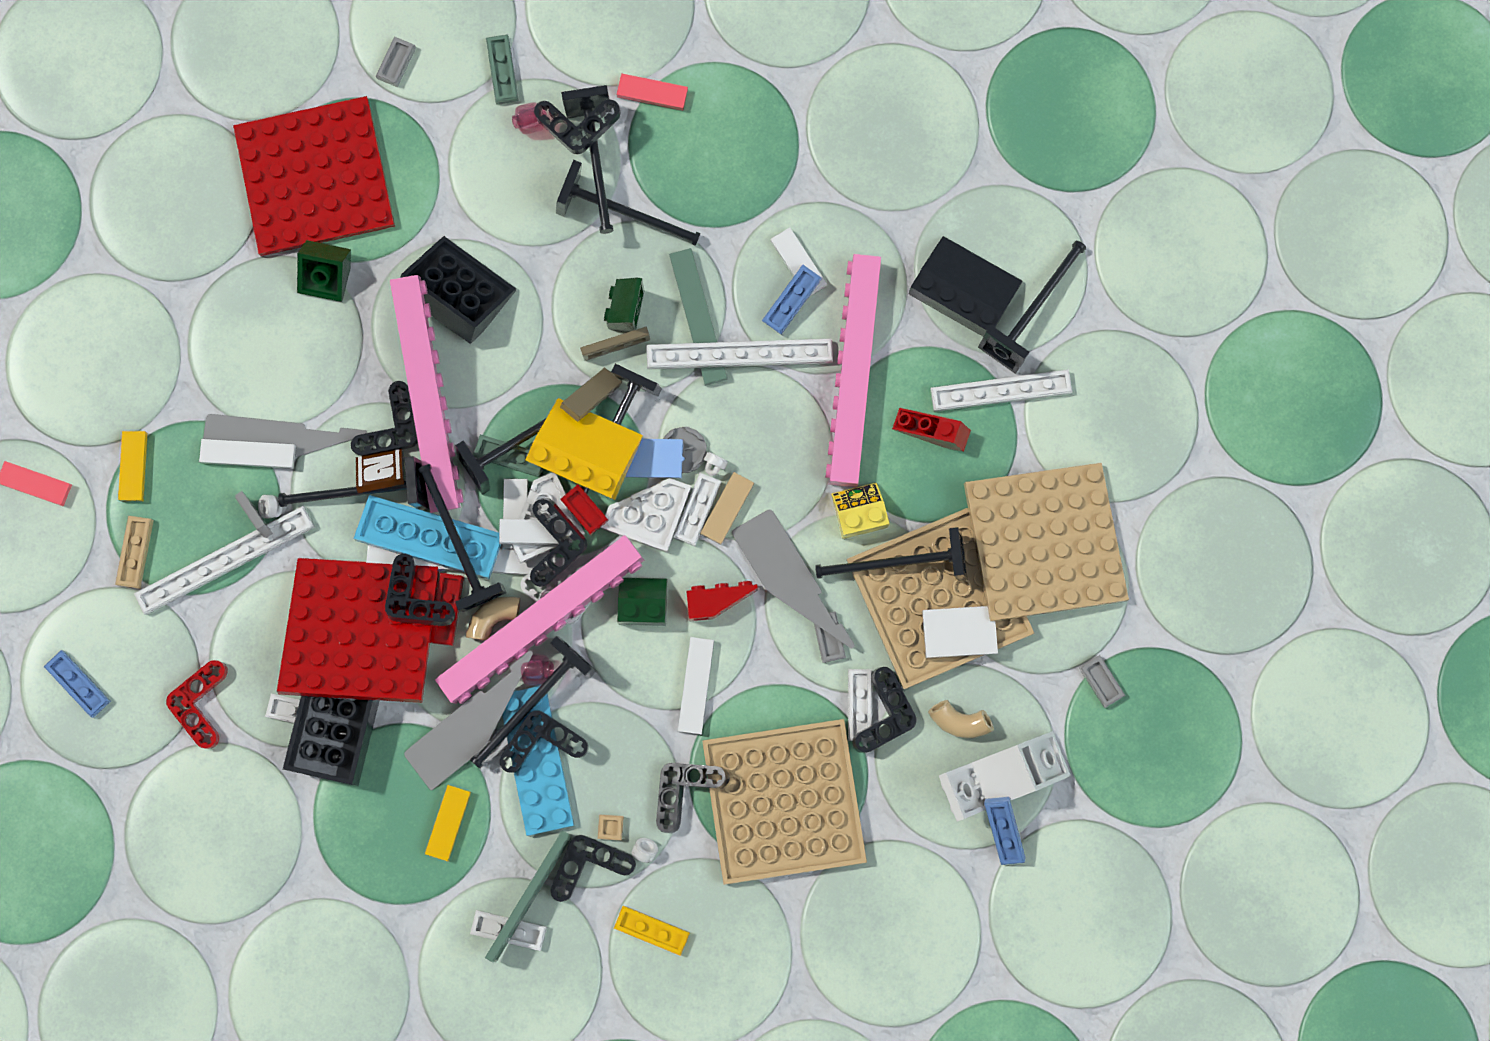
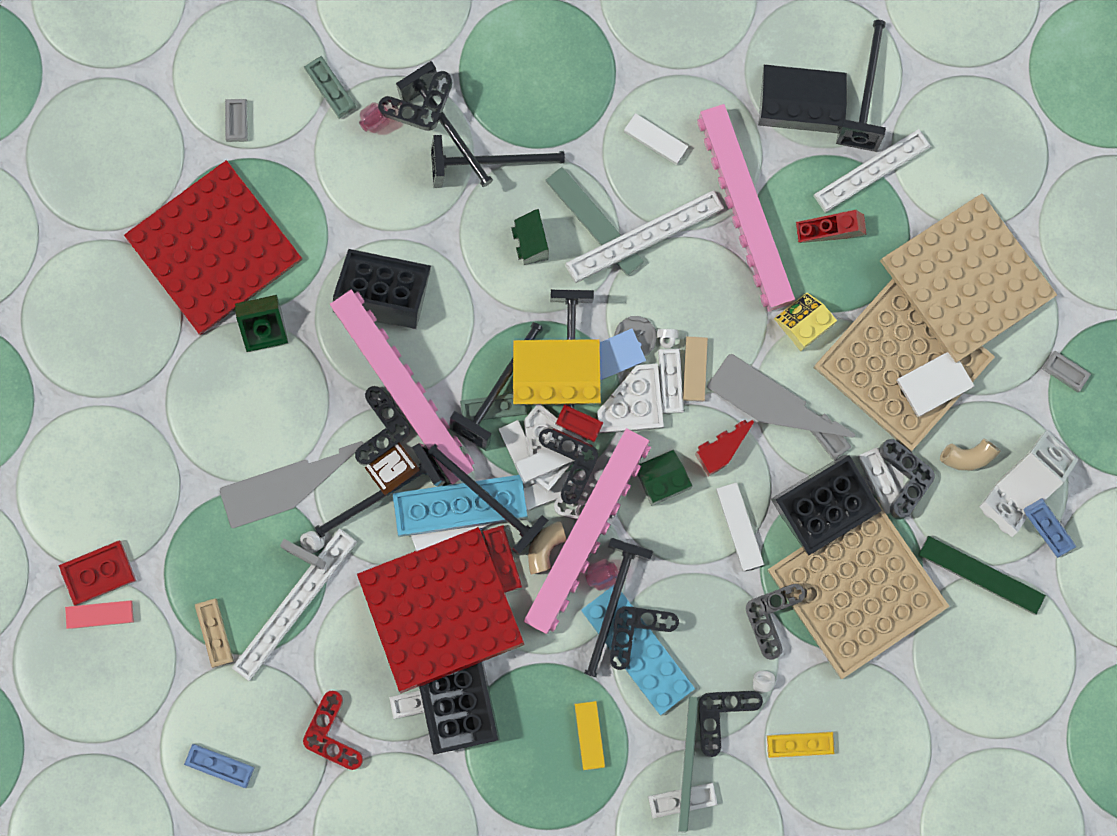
camera: 30 degrees left, 0 degrees up
(51, 442) = (97, 573): none -> red tile
(132, 466) = (177, 561): yellow tile -> none
(247, 453) = (271, 506): white tile -> none
(404, 599) = (467, 567): black beam -> none
(463, 731) = (566, 653): light grey sticker -> none
(591, 394) = (539, 325): dark tan tile -> none
(610, 827) = (725, 676): tan tile -> none
(615, 343) = (537, 274): dark tan tile -> none
(652, 92) = (466, 51): coral tile -> none
(791, 703) = (826, 504): none -> black slope
(792, 299) = (666, 172): medium blue tile -> none
(916, 847) = (982, 575): none -> dark green tile
(954, 554) = (903, 320): black tile -> none

